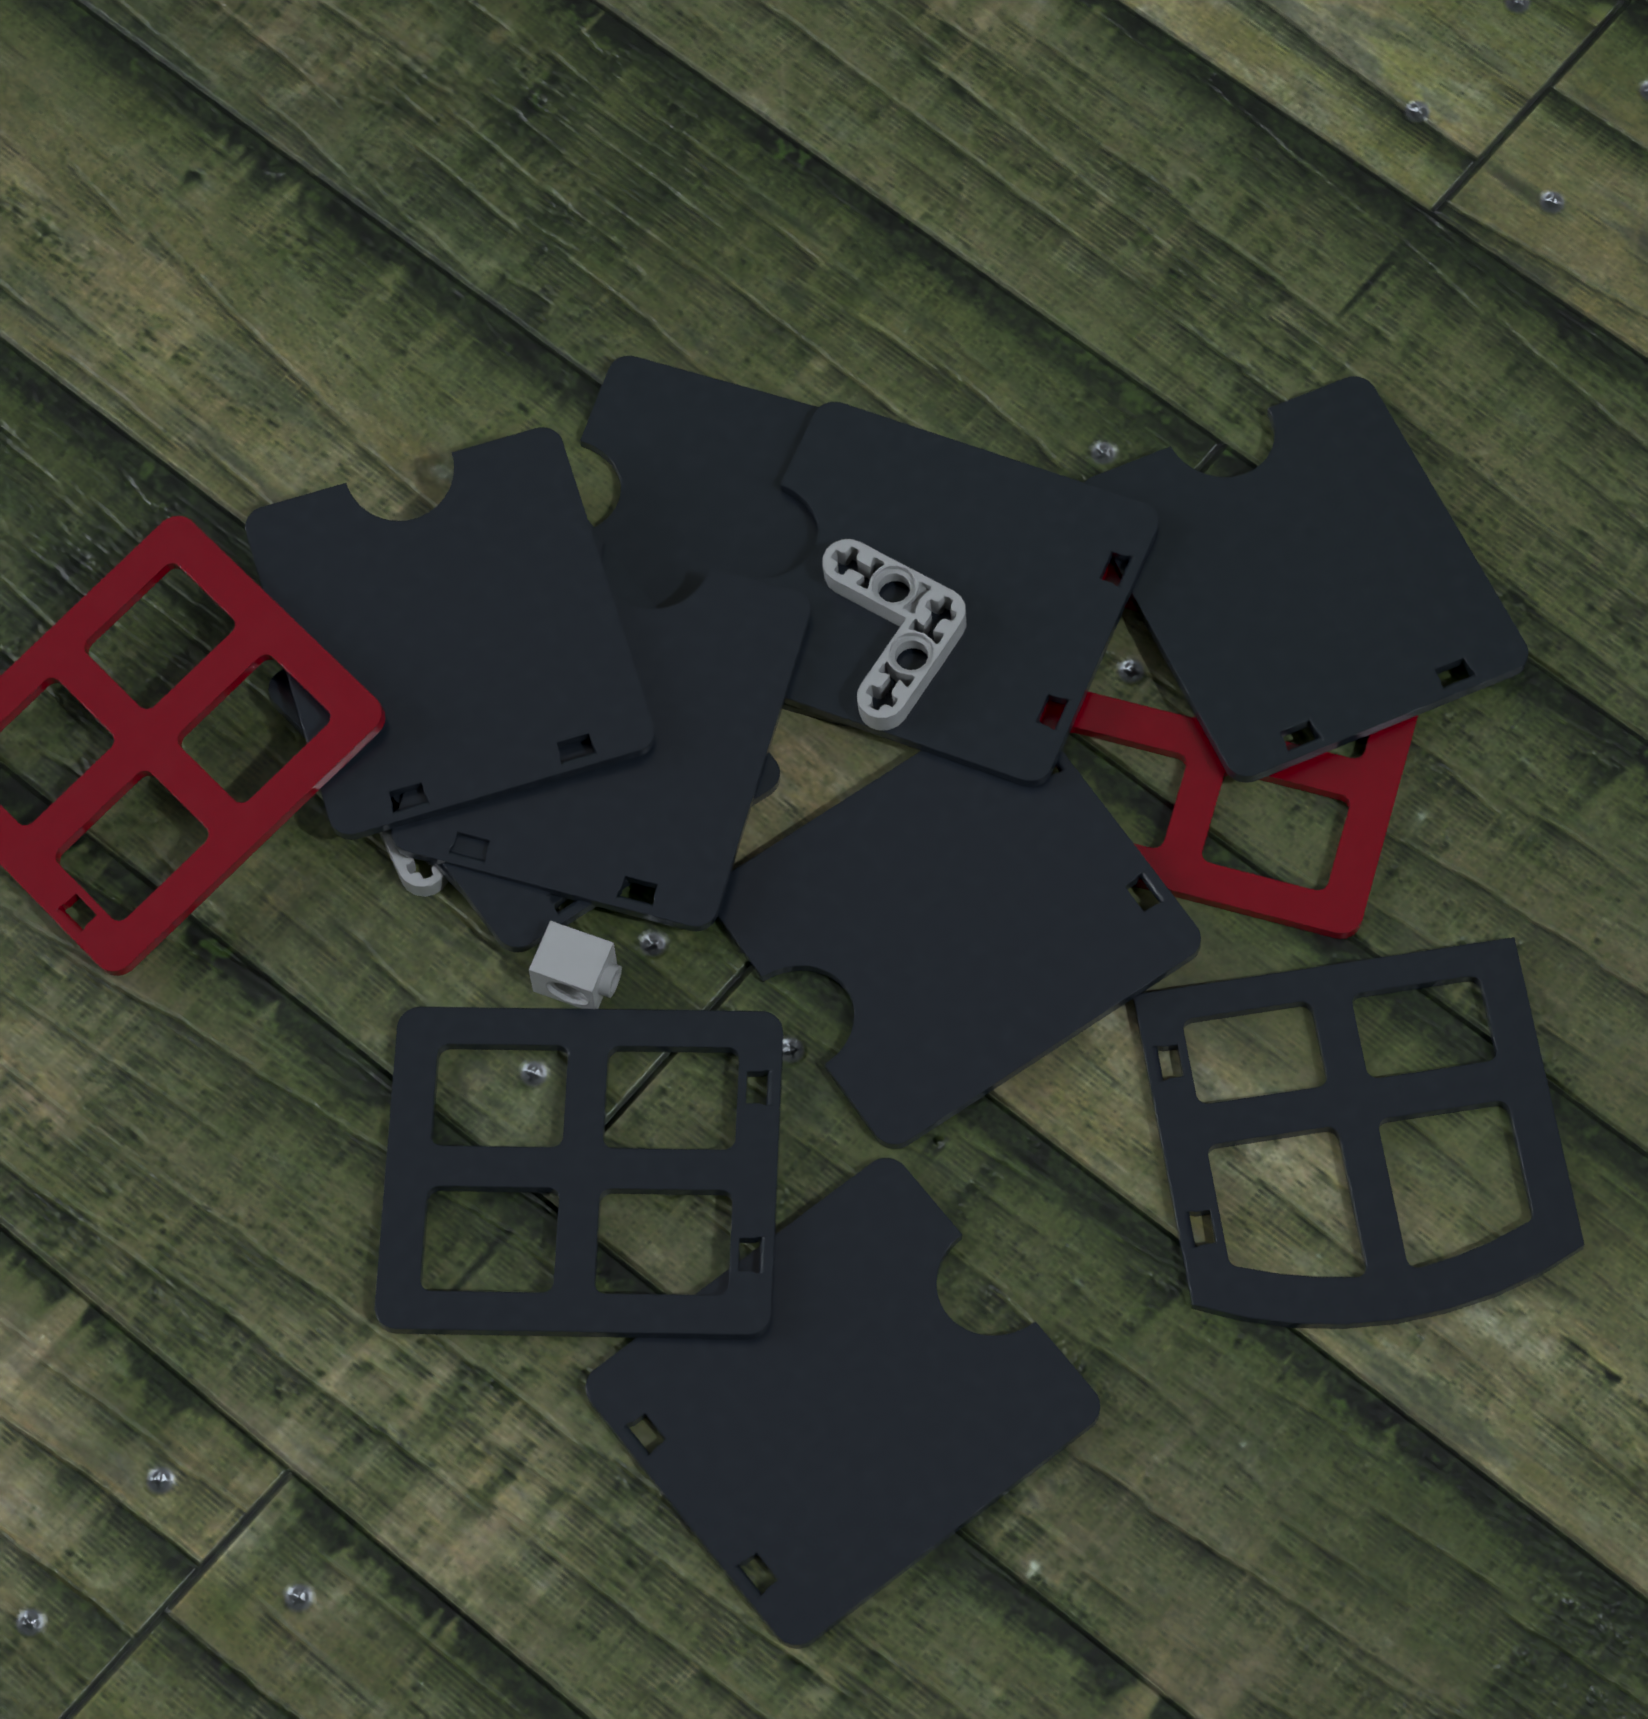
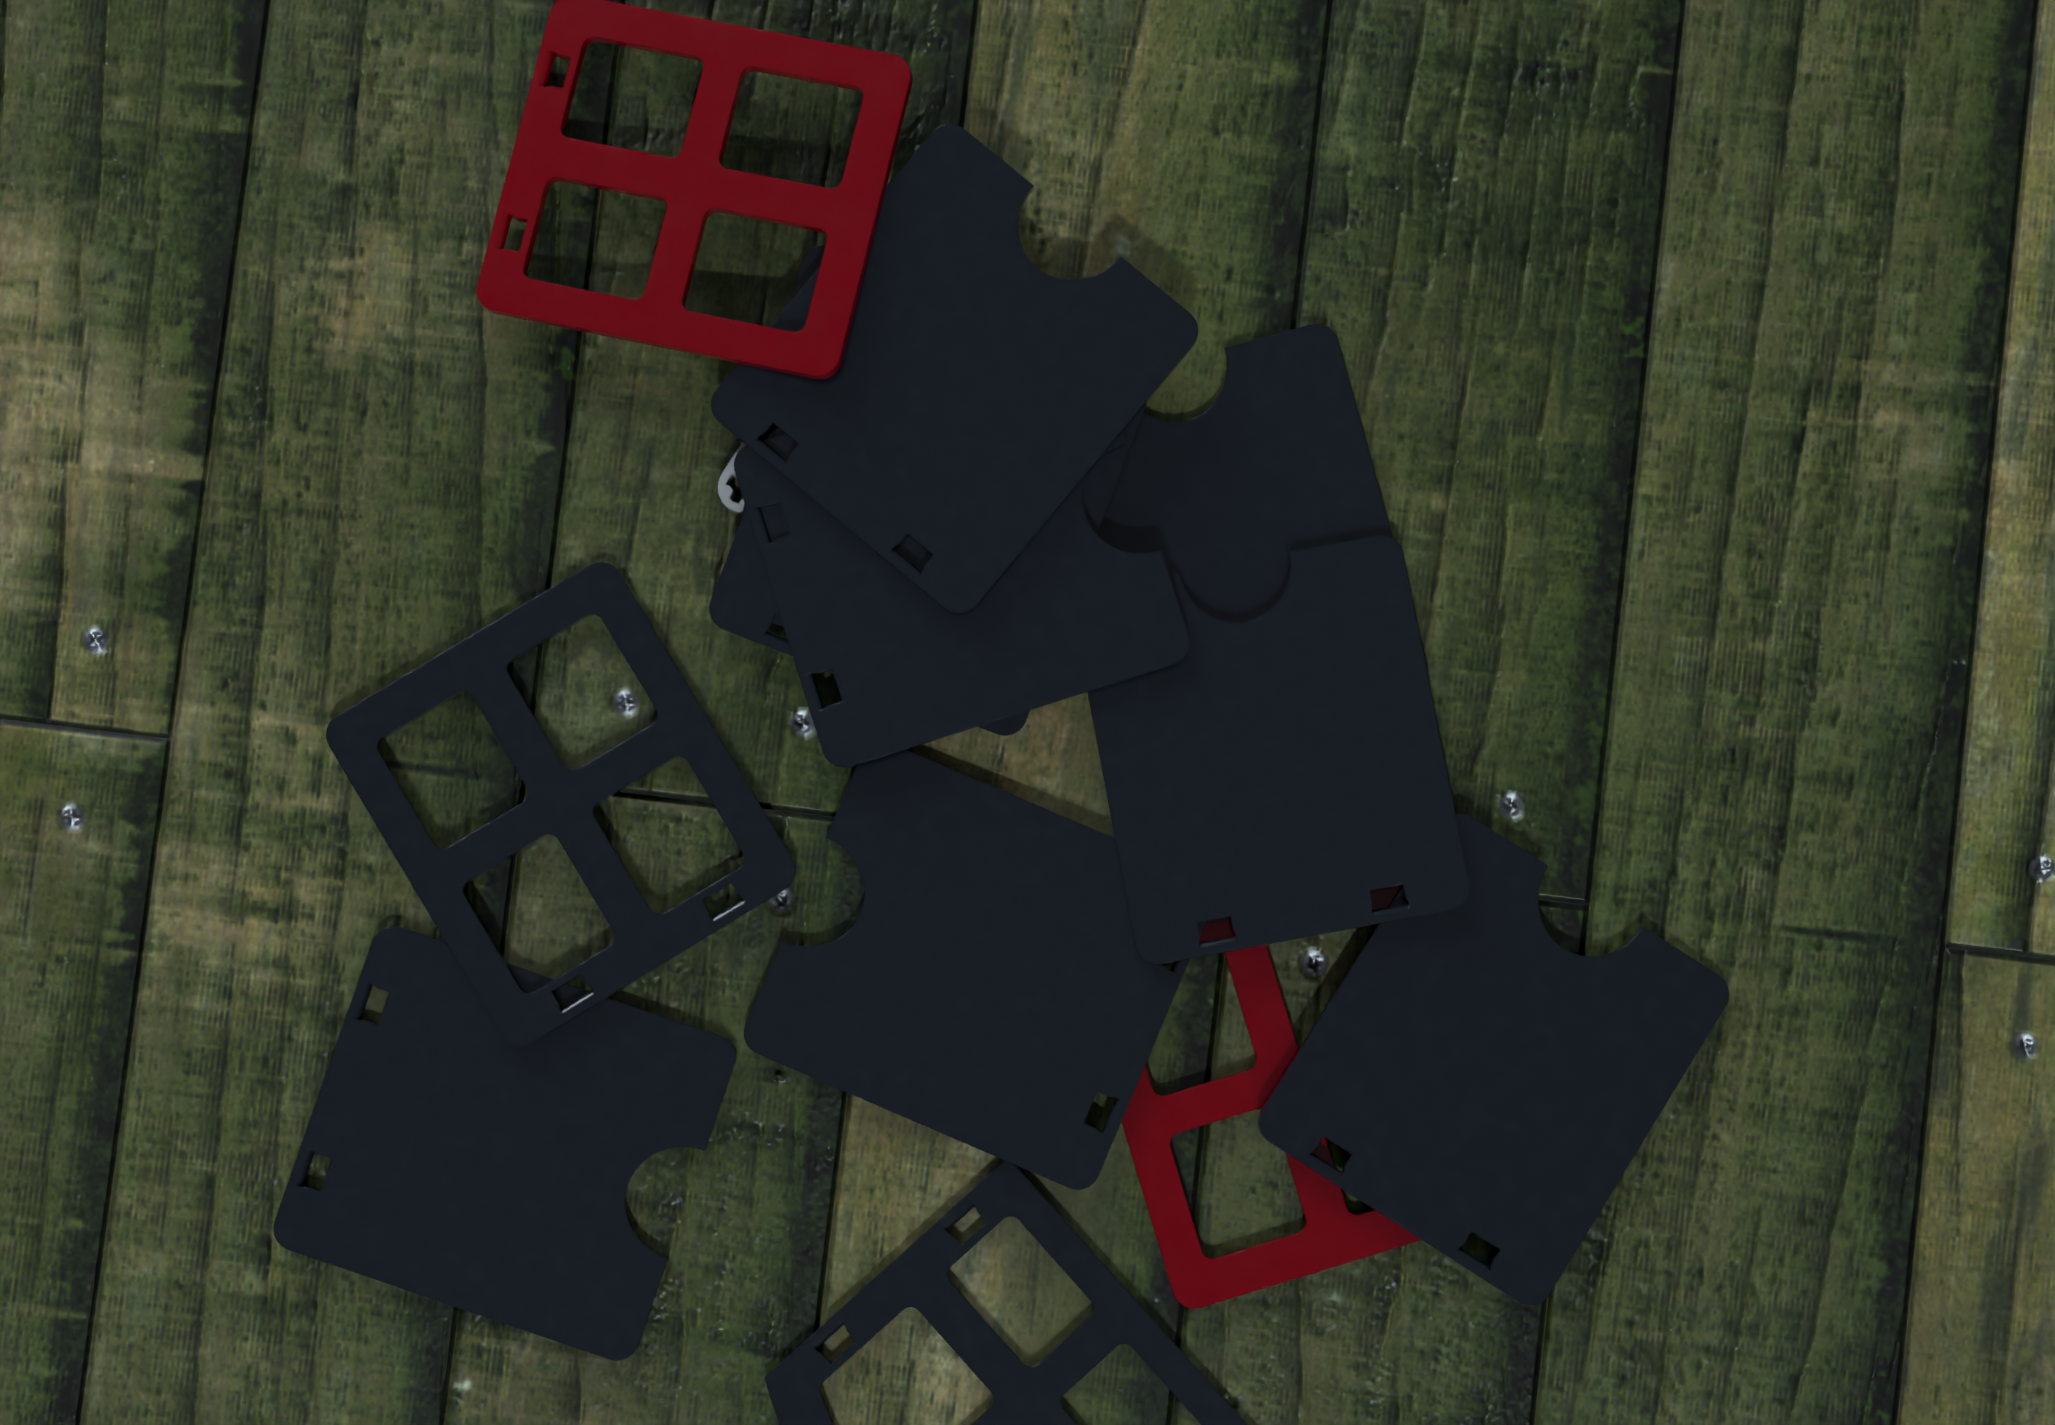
camera: 50 degrees right, 20 degrees up
(574, 967) = (729, 680): light grey brick -> none
(910, 614) = (1229, 750): light grey beam -> none

